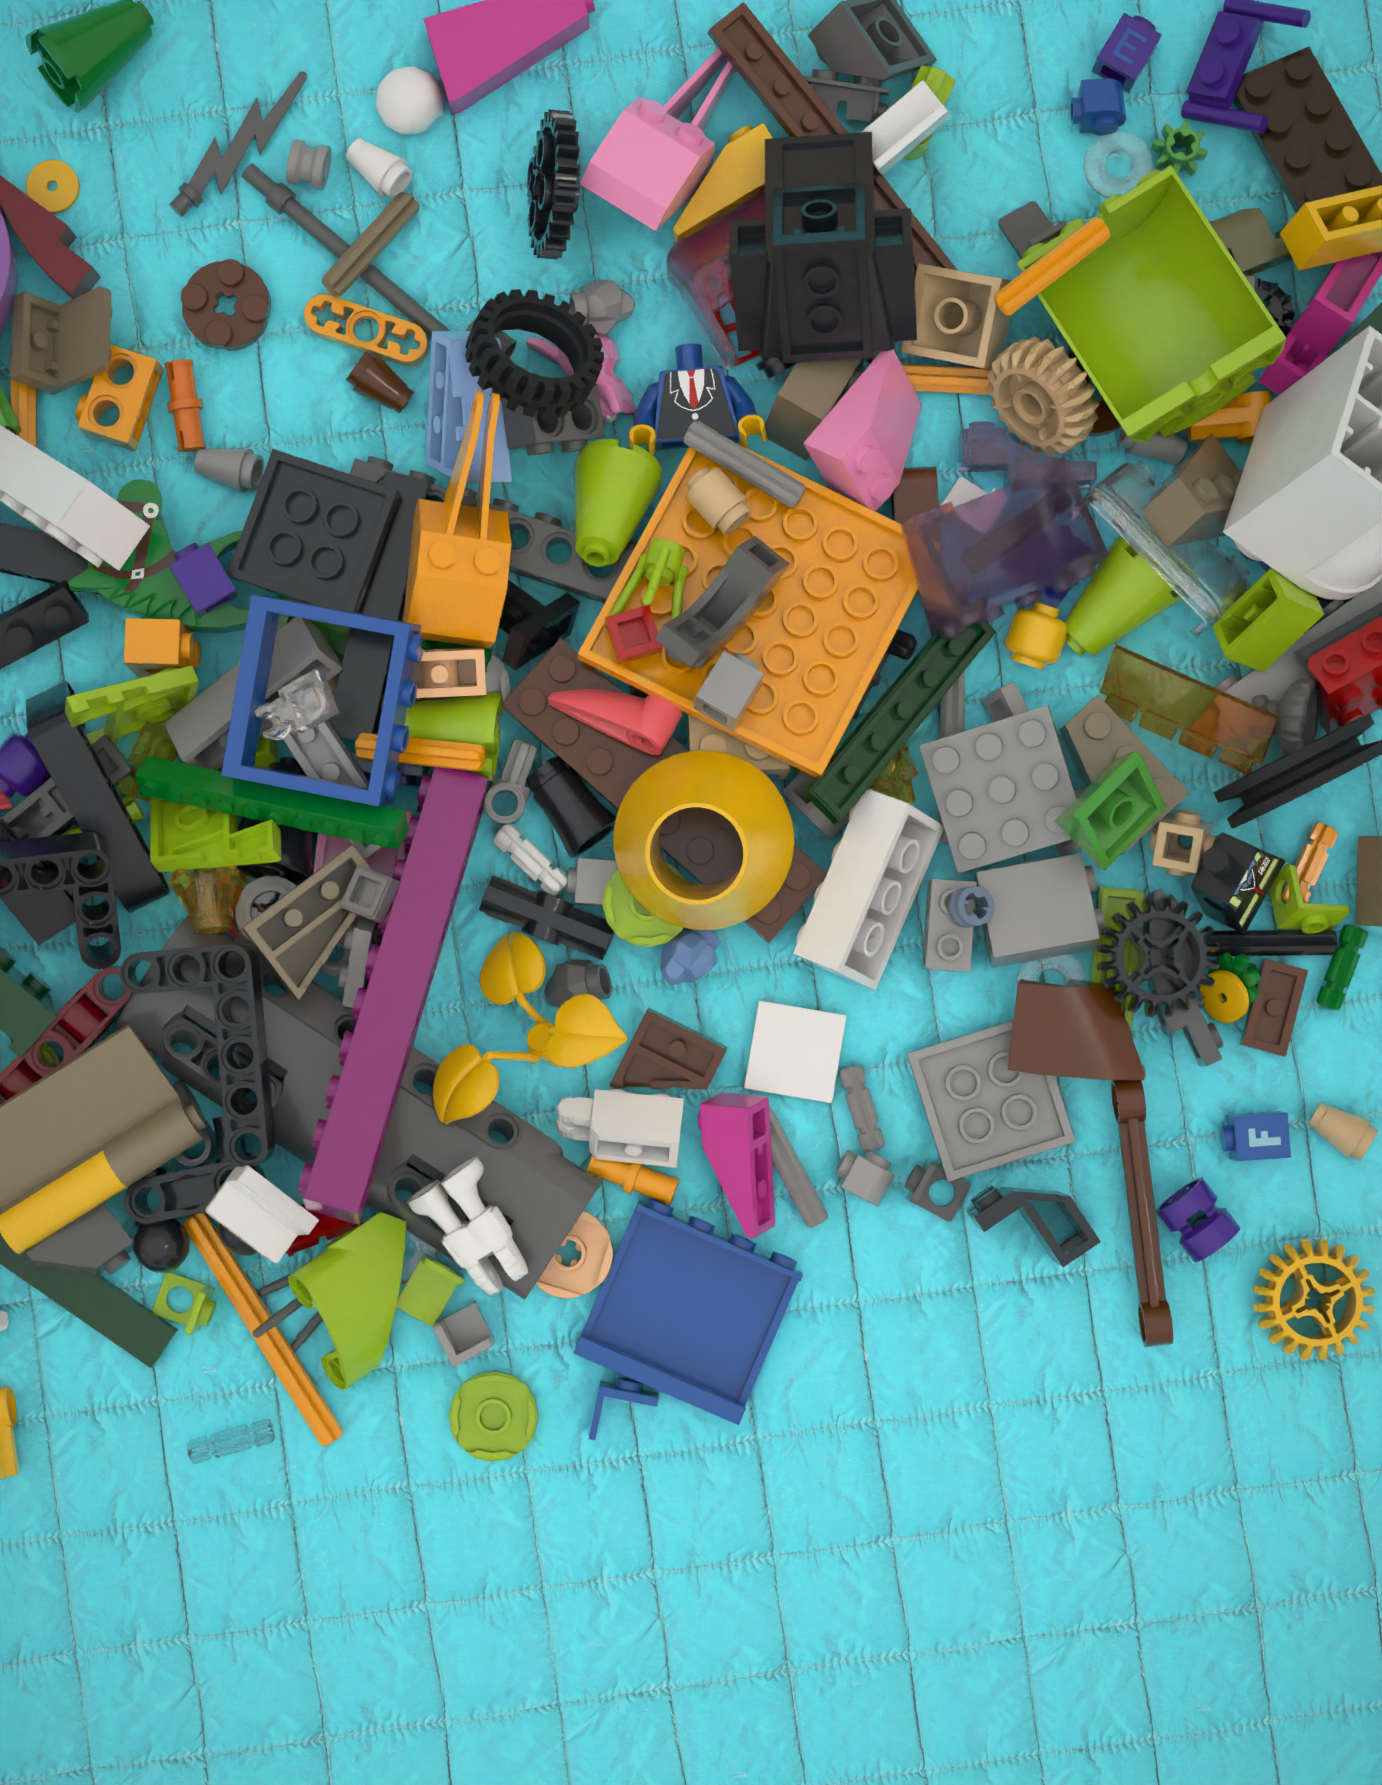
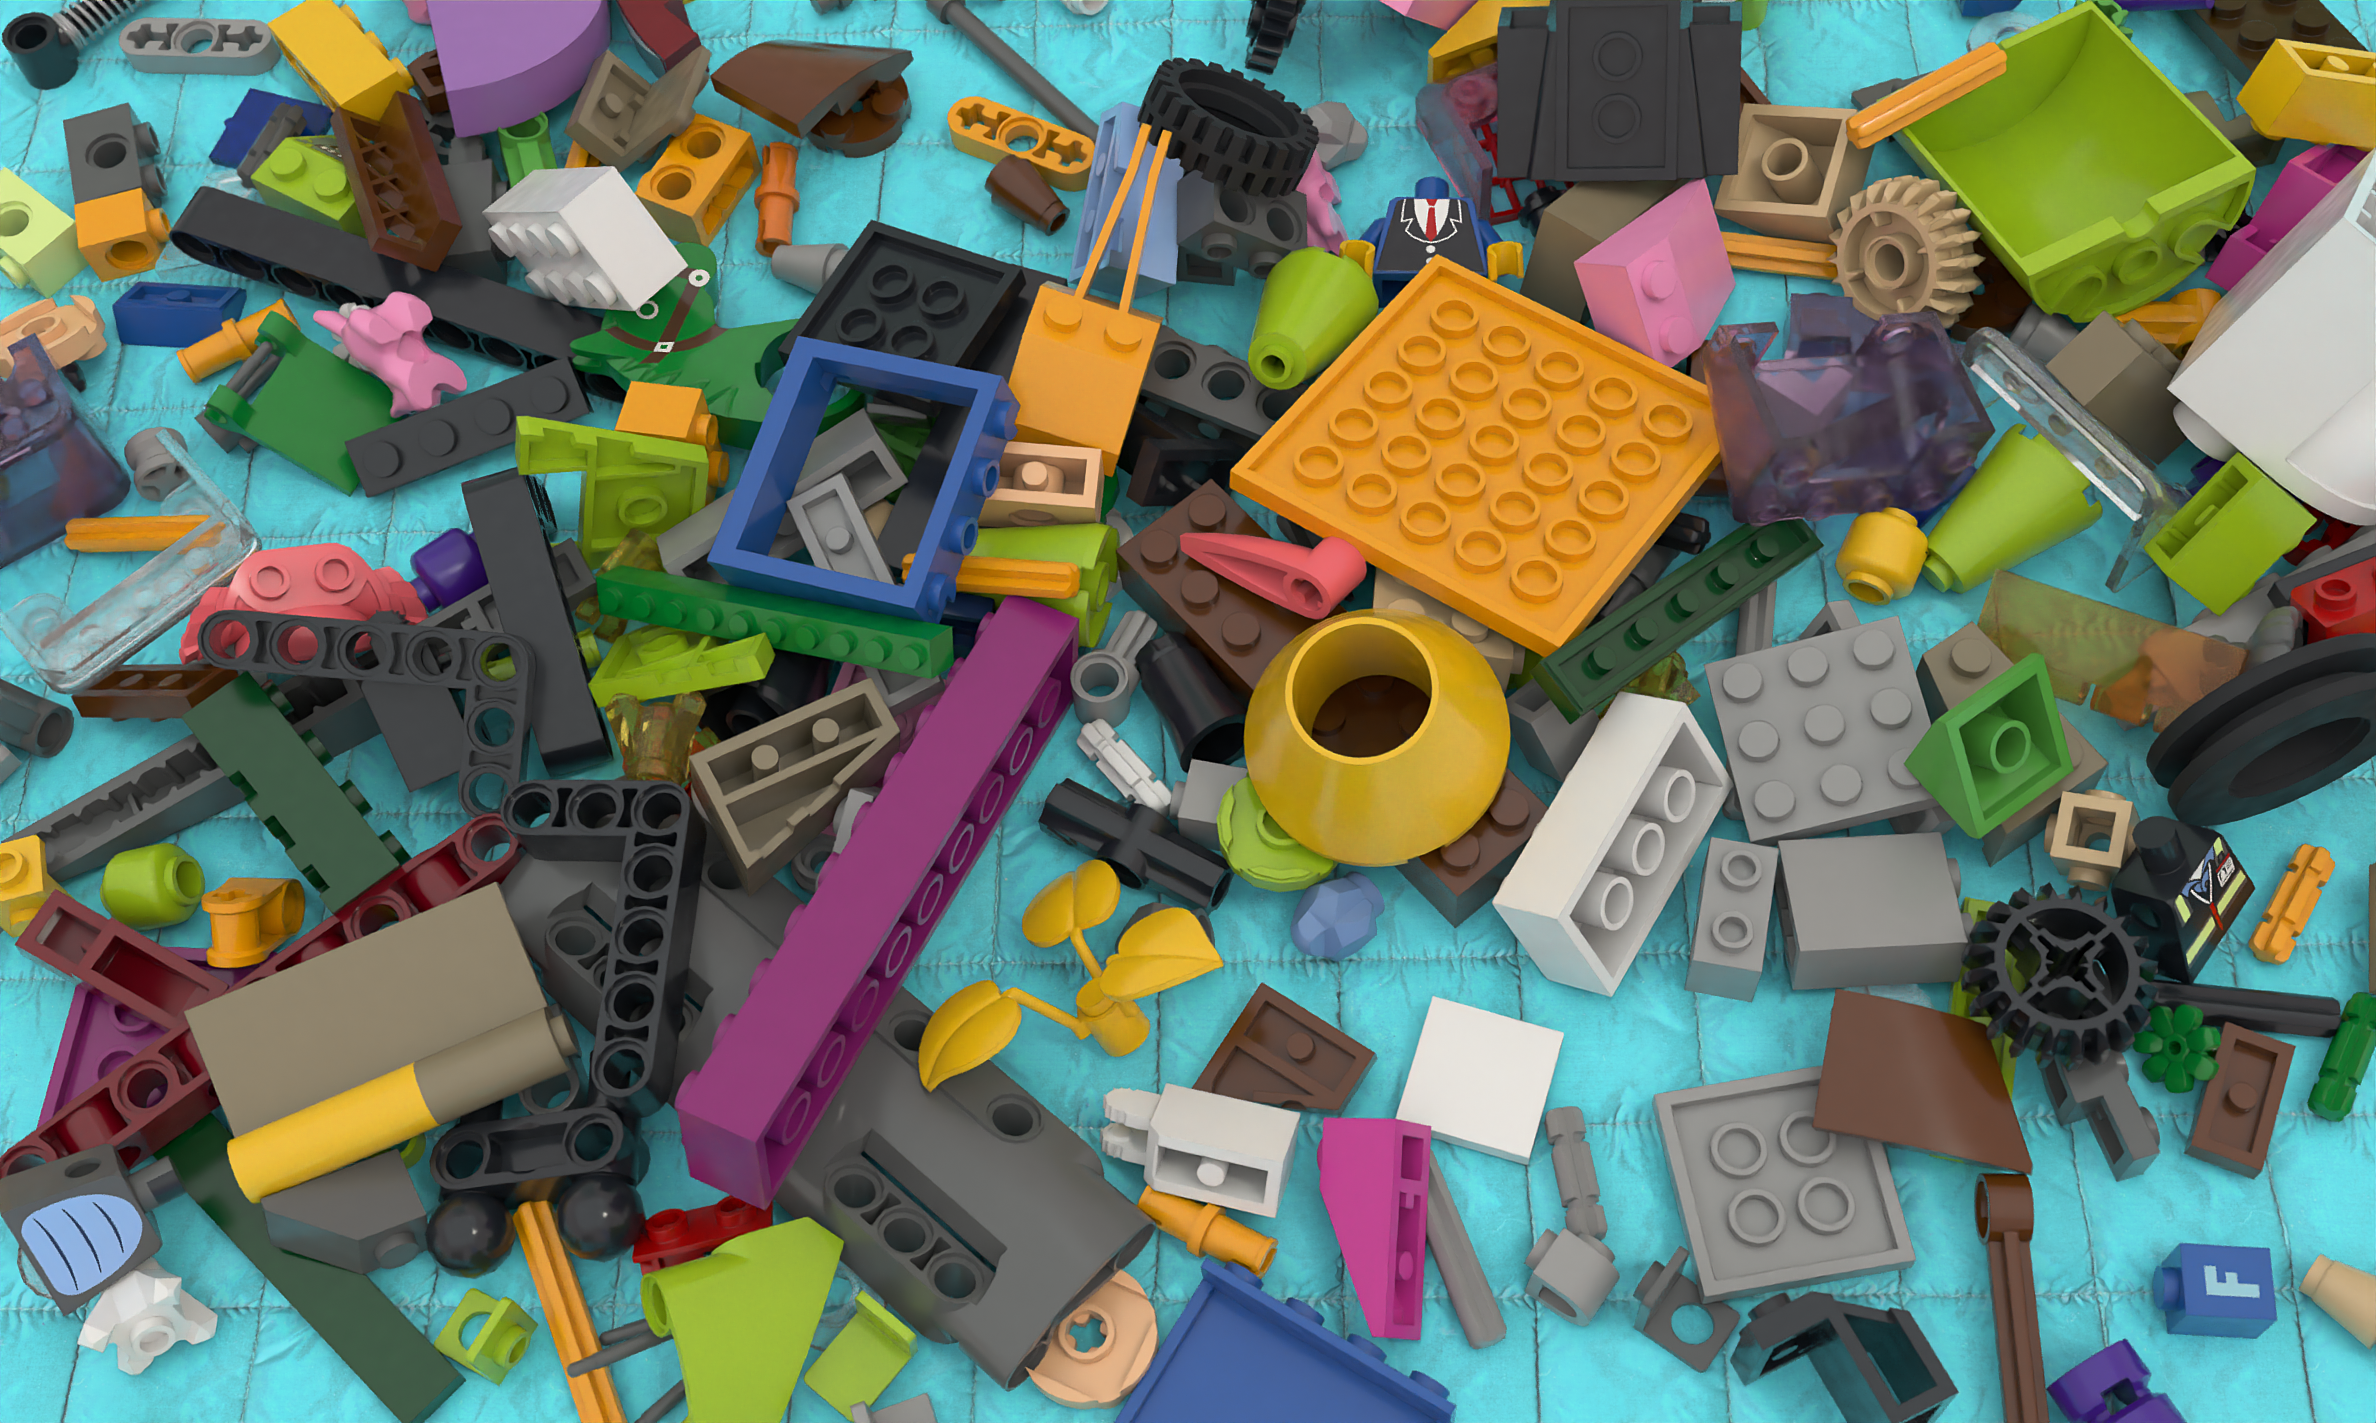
camera: 15 degrees right, 25 degrees down
(191, 306) = (803, 80): none -> reddish brown slope
(202, 578) = (743, 351): dark purple brick -> none
(259, 1213) = (622, 1179): white panel -> none
(303, 706) = (833, 466): clear plate -> none
(369, 894) = (879, 733): flat silver tile -> none
(370, 244) = (1044, 48): dark tan axle -> none
(476, 1239) = (950, 1258): white piece -> none
(633, 634) = (1311, 447): red plate -> none
(660, 567) = (1359, 381): lime plant -> none
(718, 500) = (1450, 317): tan brick -> none
(724, 606) = (1447, 424): dark grey arch -> none
(729, 689) = (1436, 520): light grey brick -> none
(744, 464) = (1491, 290): light grey axle -> none
(984, 911) = (1768, 889): sand blue bush -> none
(1235, 992) = (2181, 1068): yellow wheel -> none
(1302, 916) = (2285, 959): lime bracket -> none

